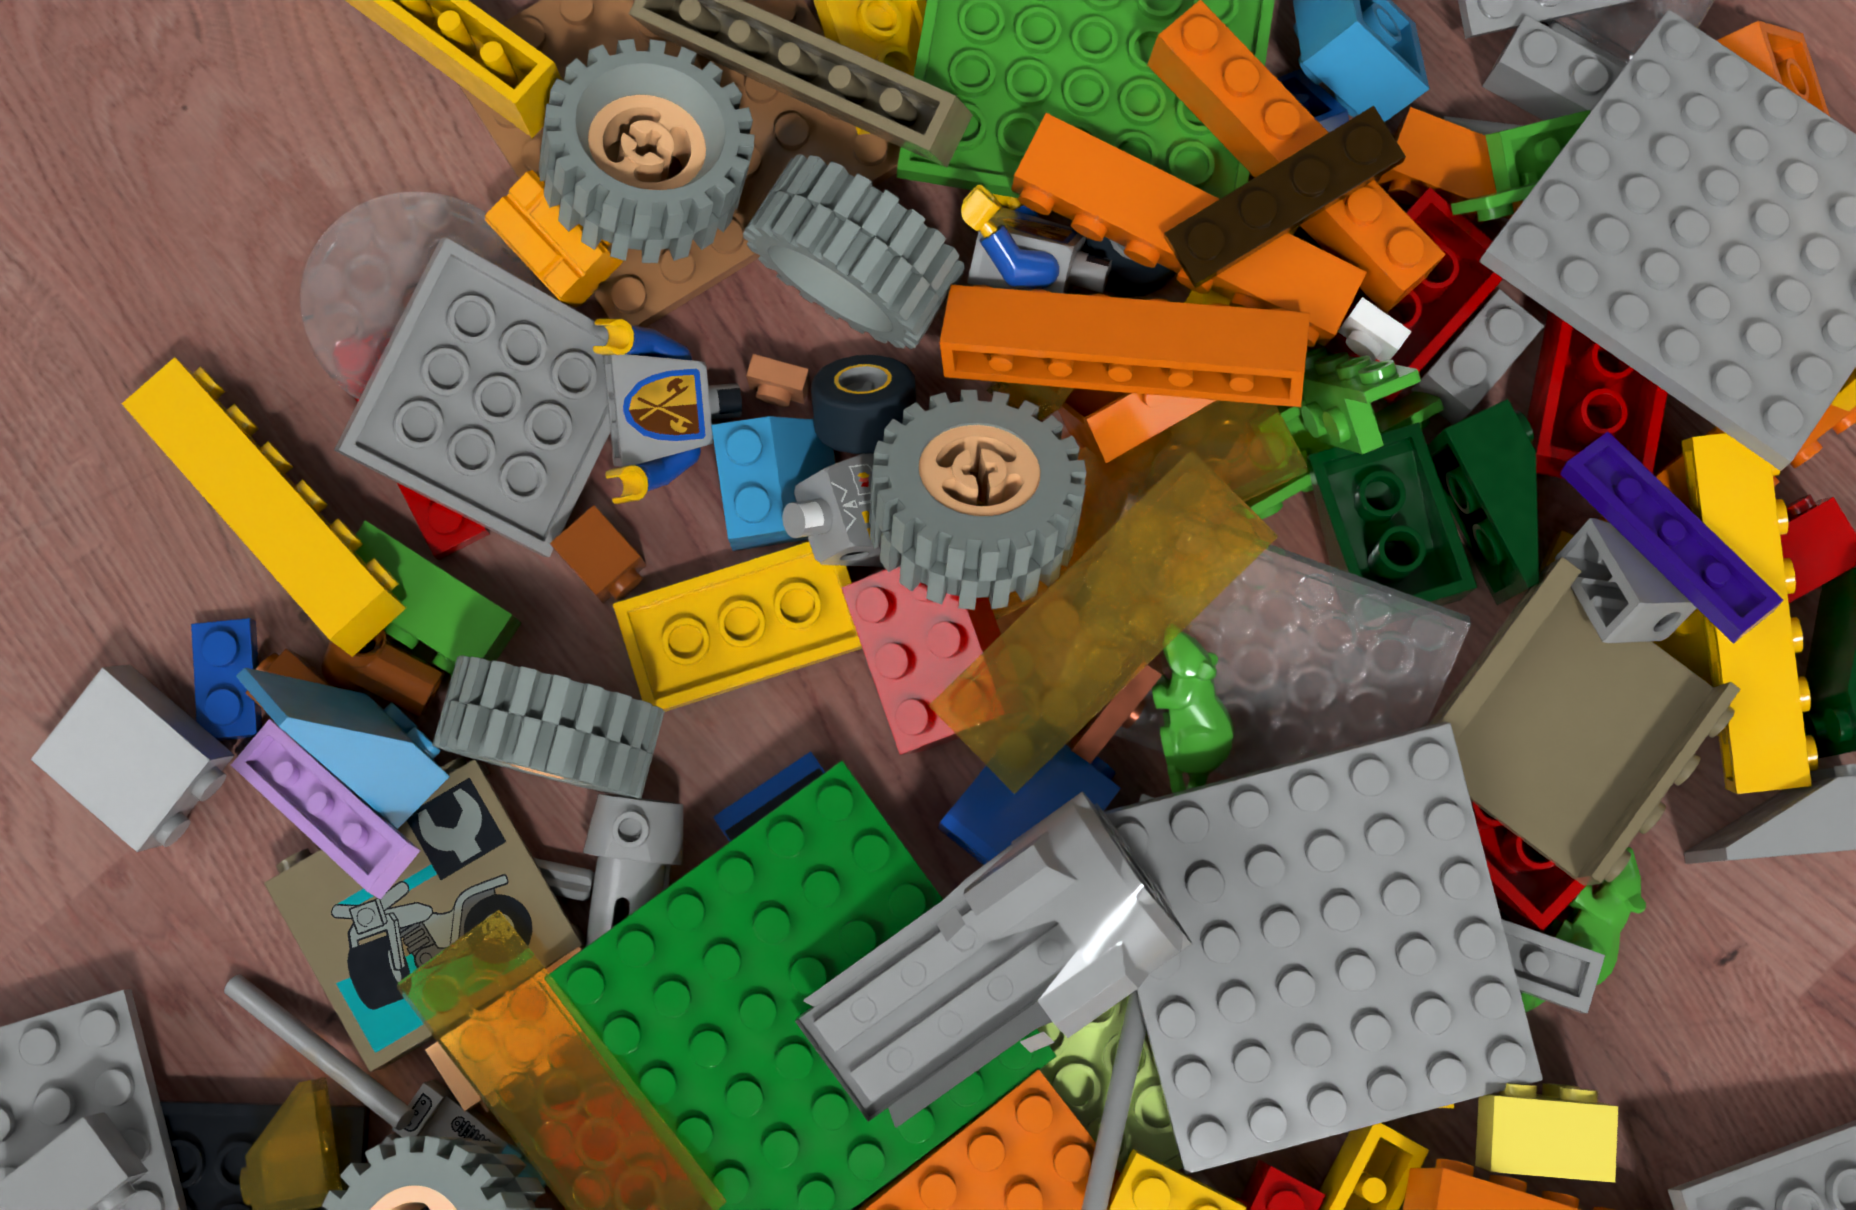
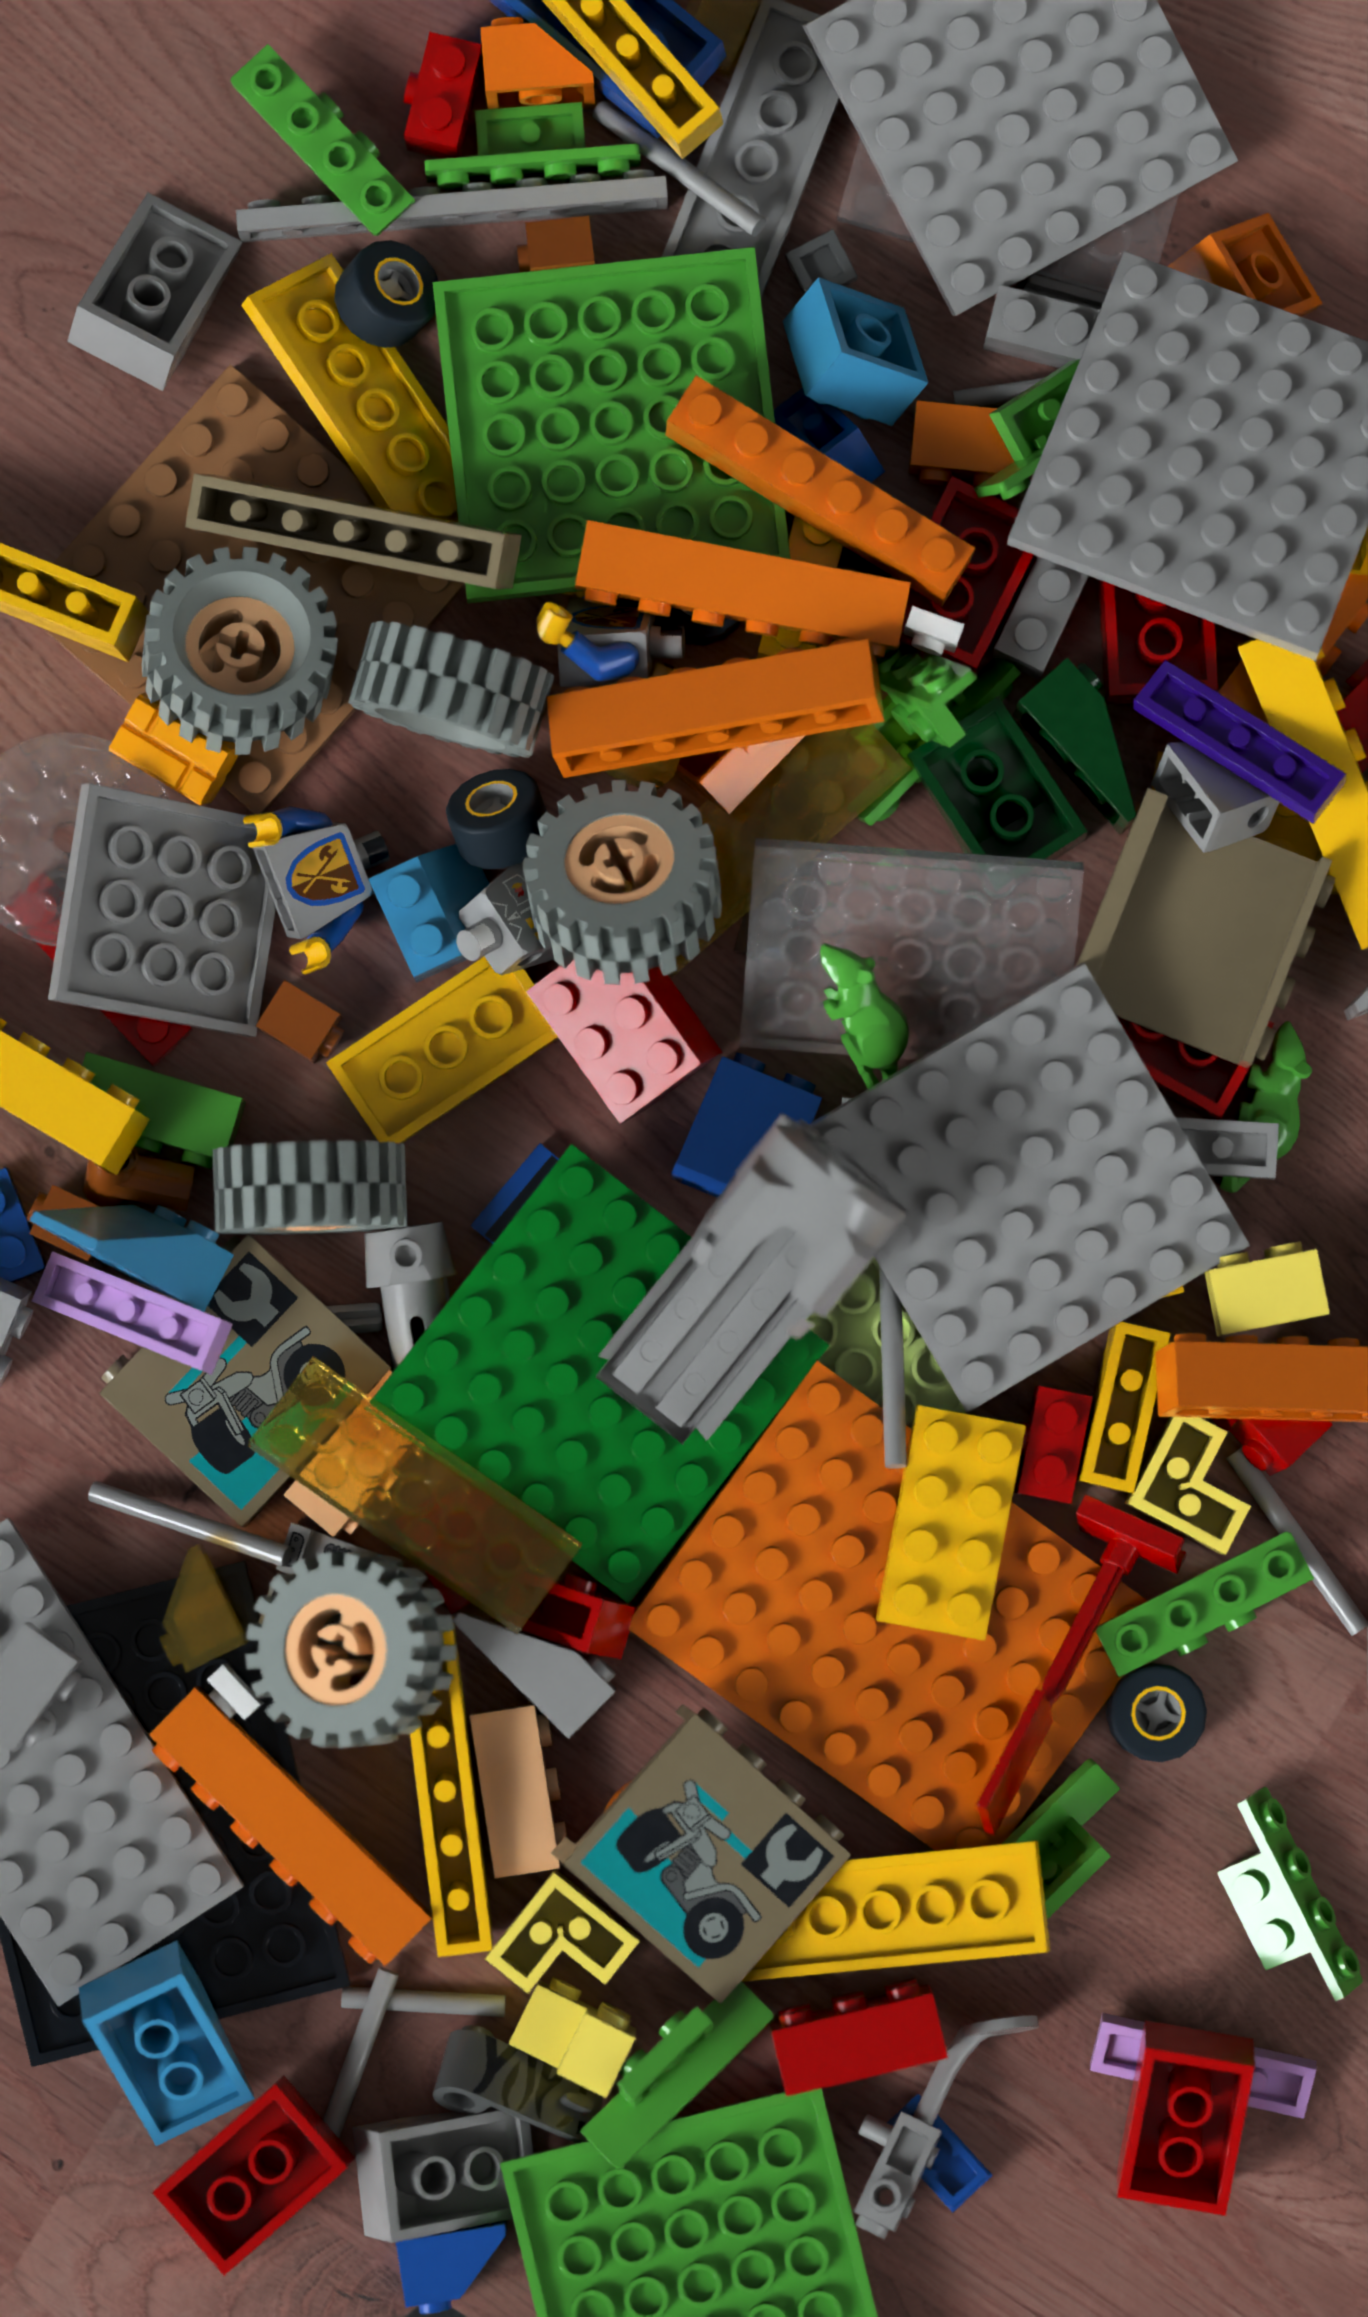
camera: 10 degrees left, 5 degrees up
(777, 381) = (413, 819): nougat plate -> none
(1103, 621) = (763, 959): clear yellow plate -> none
(1120, 711) = (798, 1023): copper plate -> none
(1284, 196) = (818, 540): dark brown plate -> none

